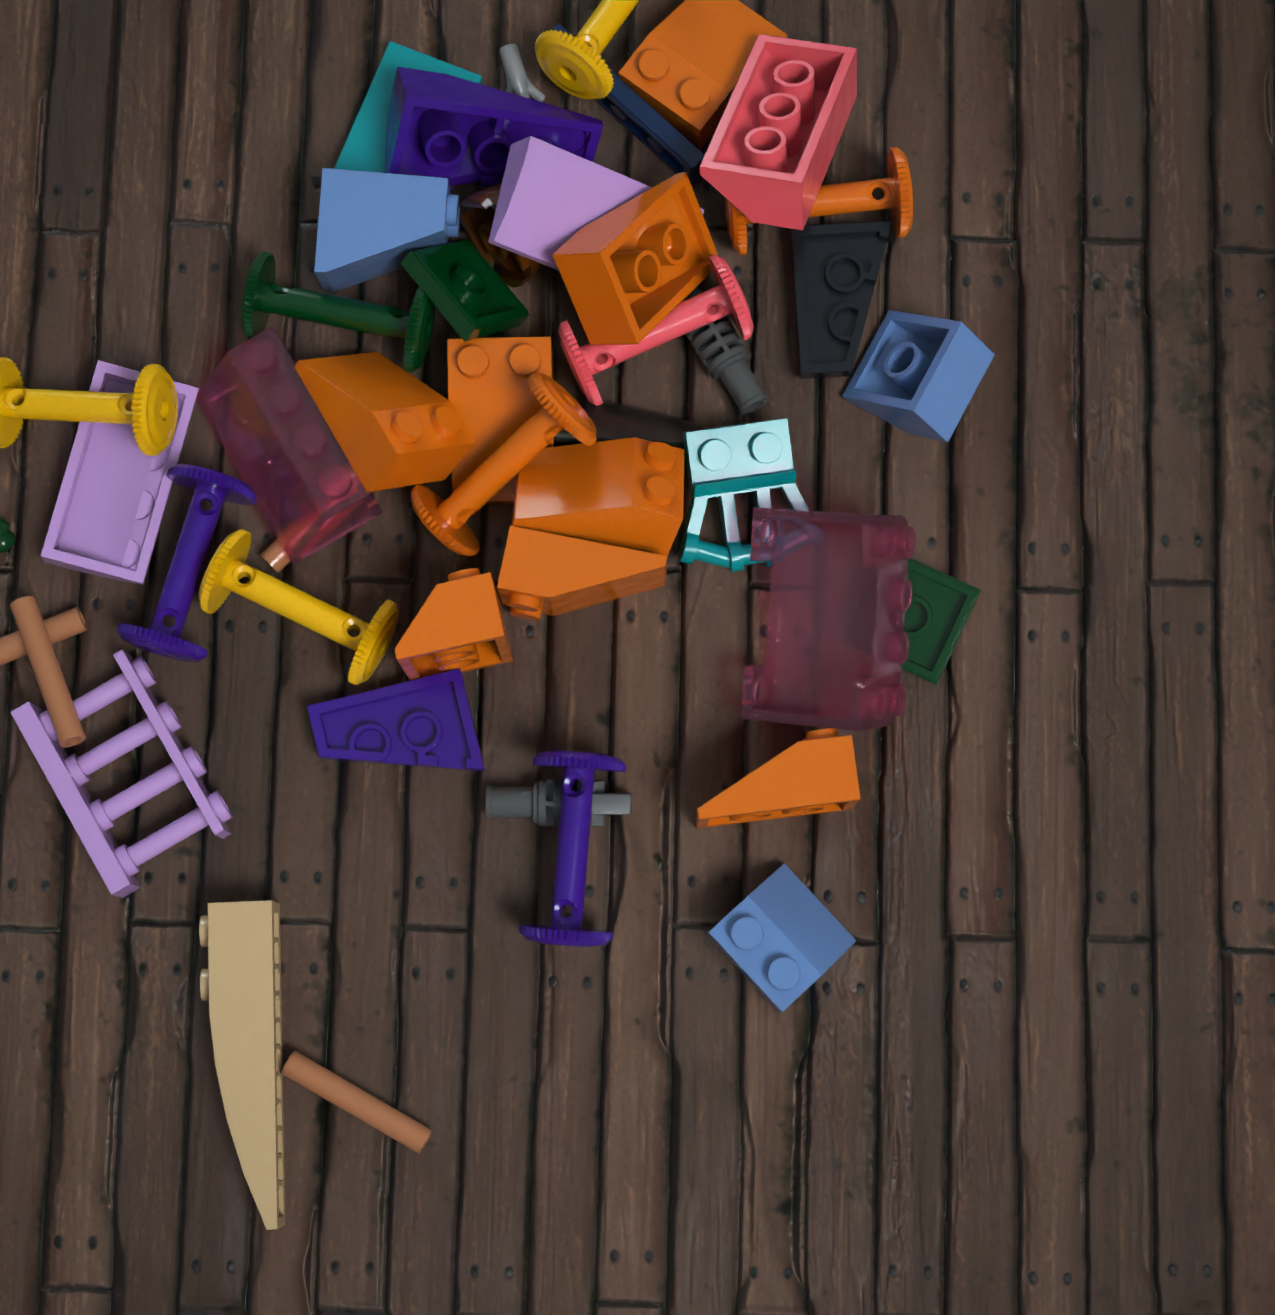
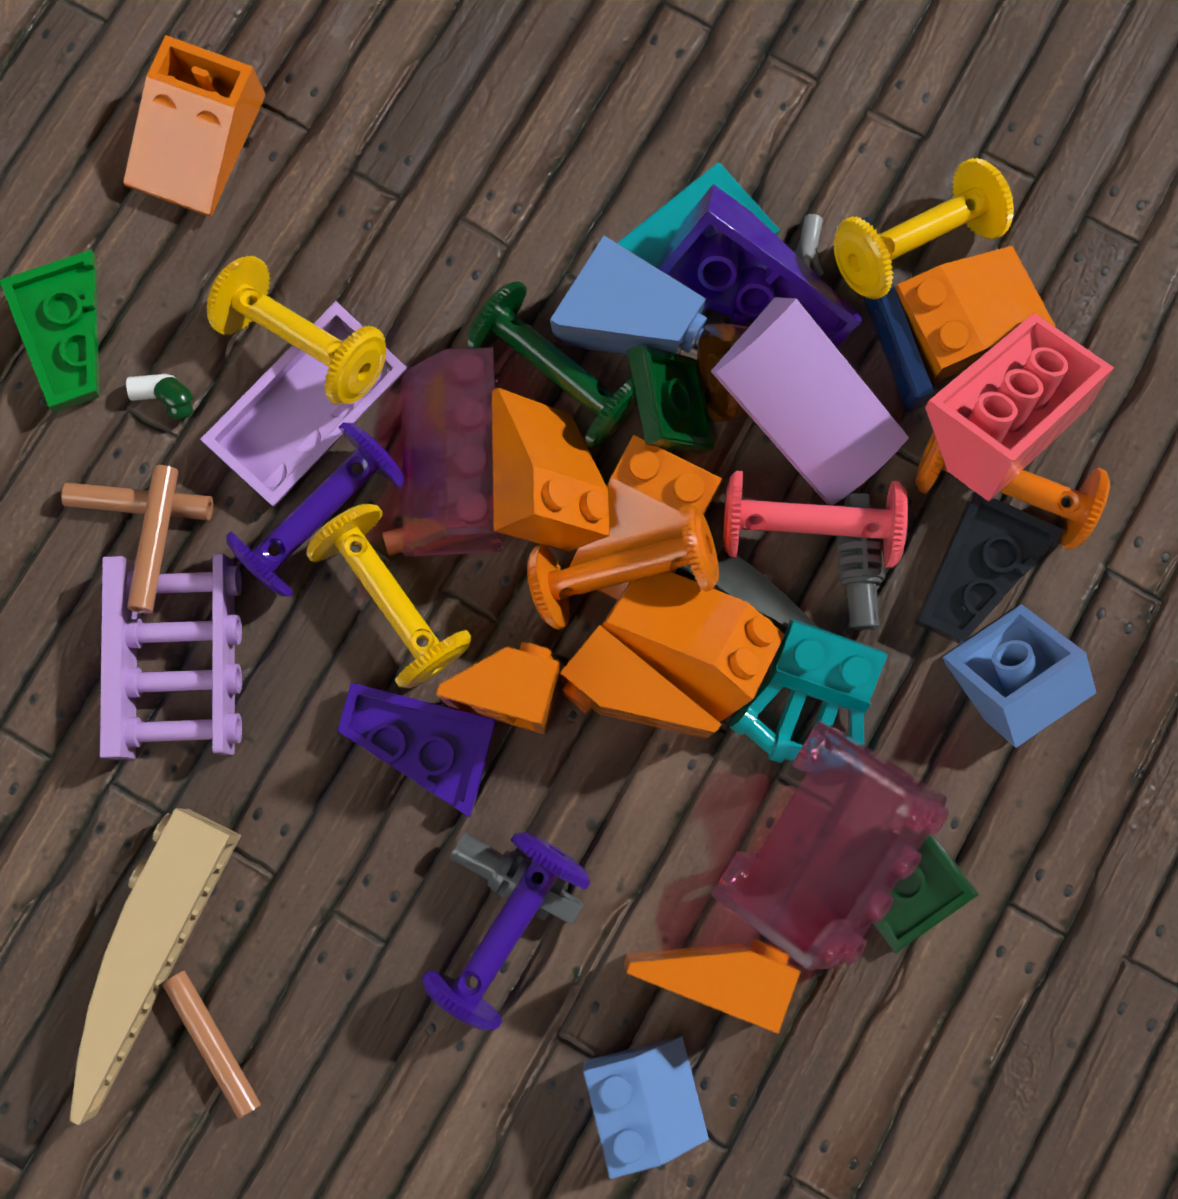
camera: 25 degrees right, 0 degrees up
(637, 262) = (828, 454): orange slope -> none

